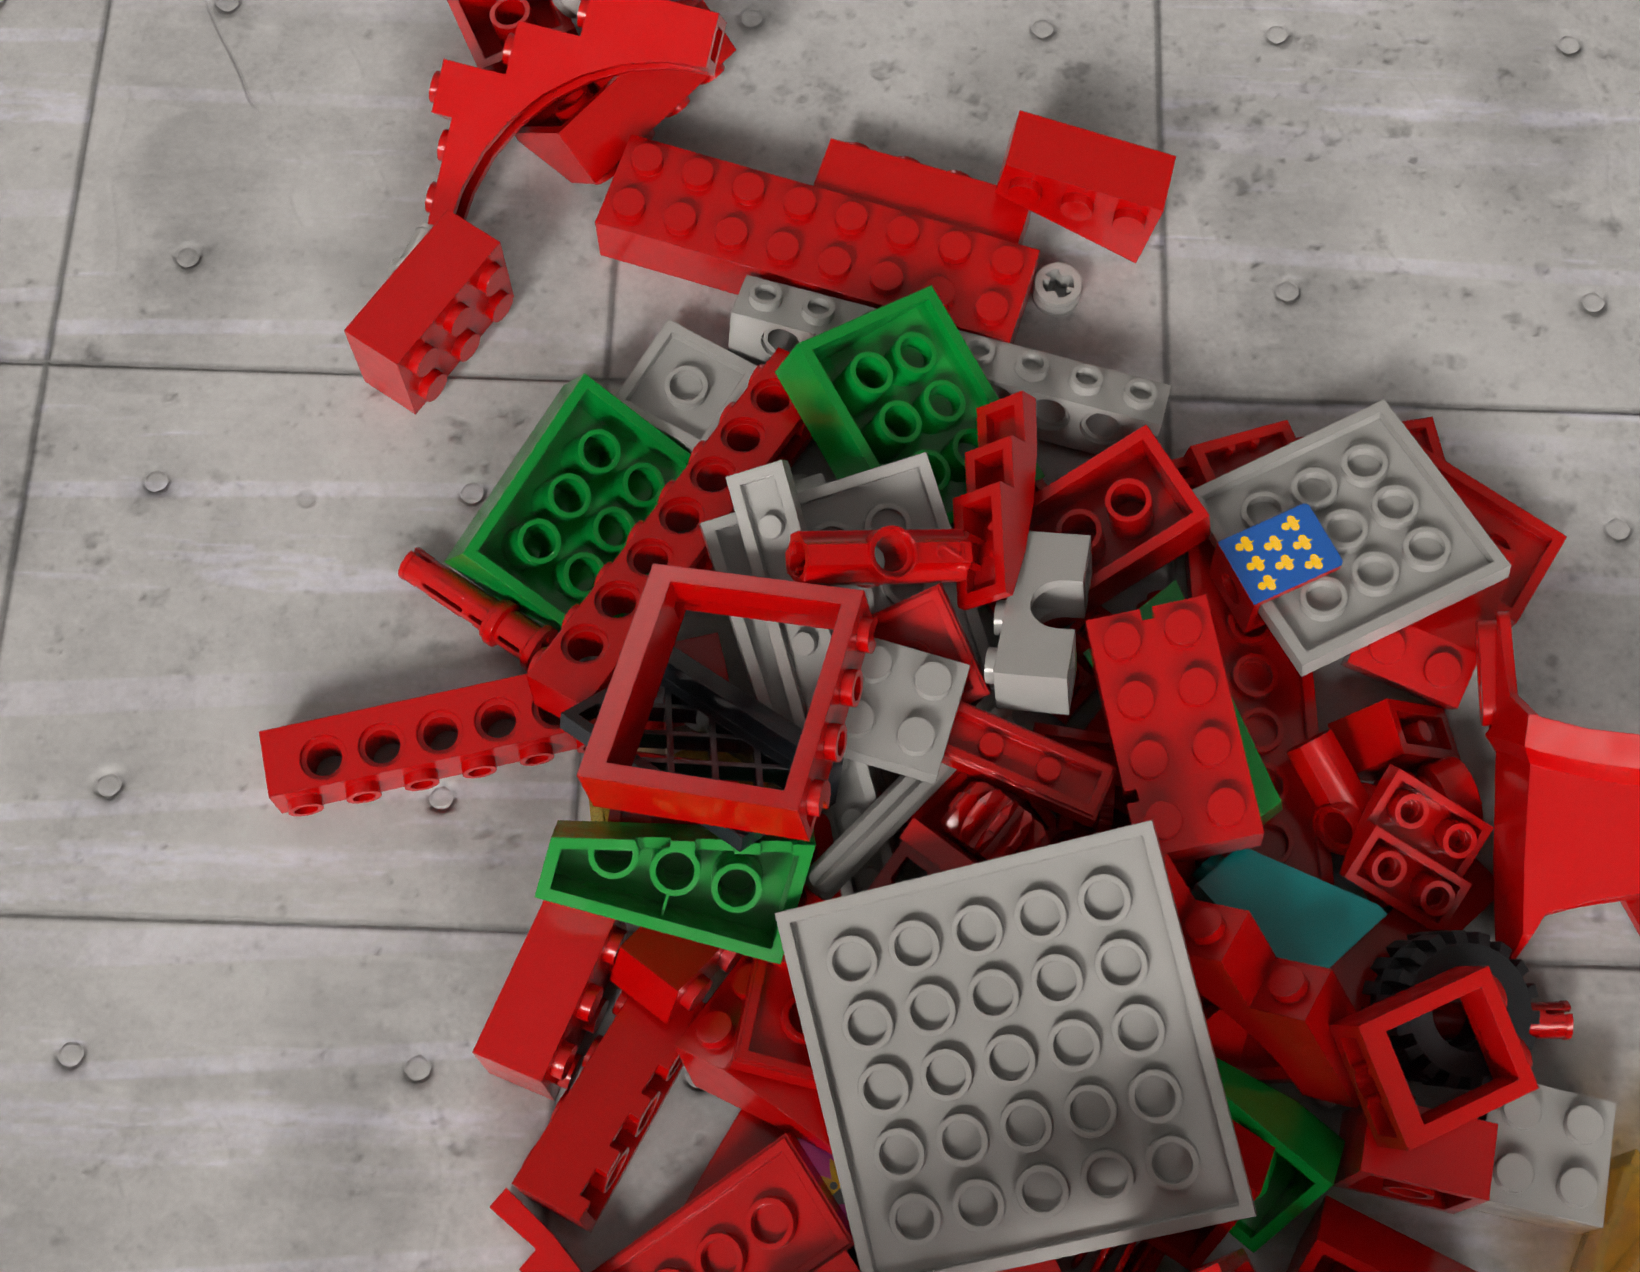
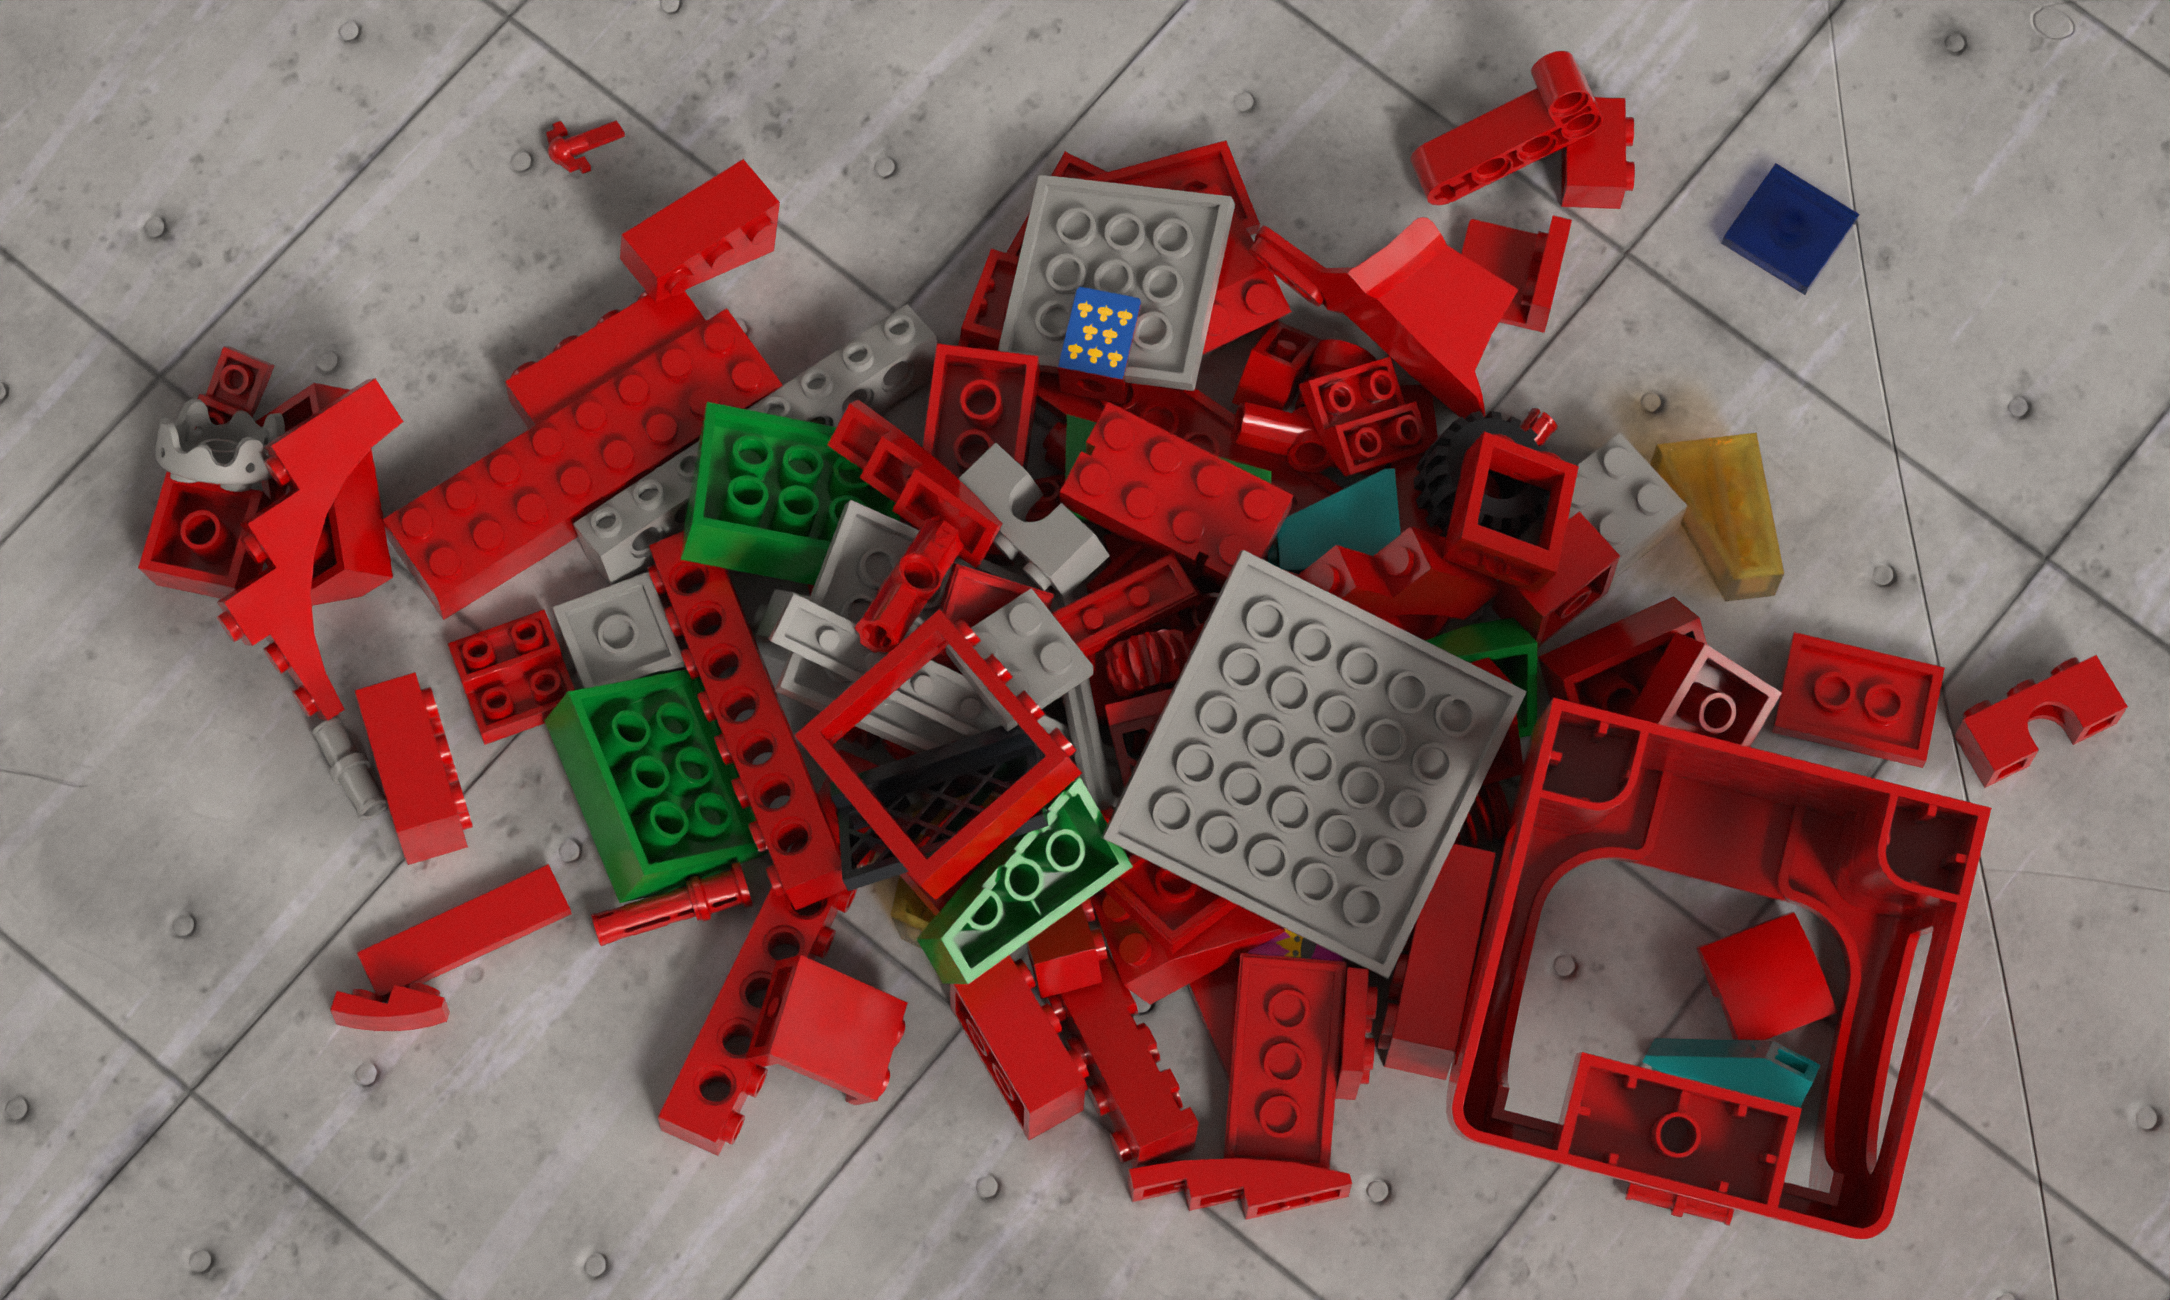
camera: 55 degrees left, 0 degrees up
(219, 457) = (406, 1009): none -> red slope
(332, 464) = (465, 932): none -> red tile
(442, 817) = (828, 1028): none -> red panel
(588, 332) = (511, 675): none -> red slope
(1065, 277) = (753, 304): light grey bush -> none
(1076, 46) = (564, 150): none -> red piece

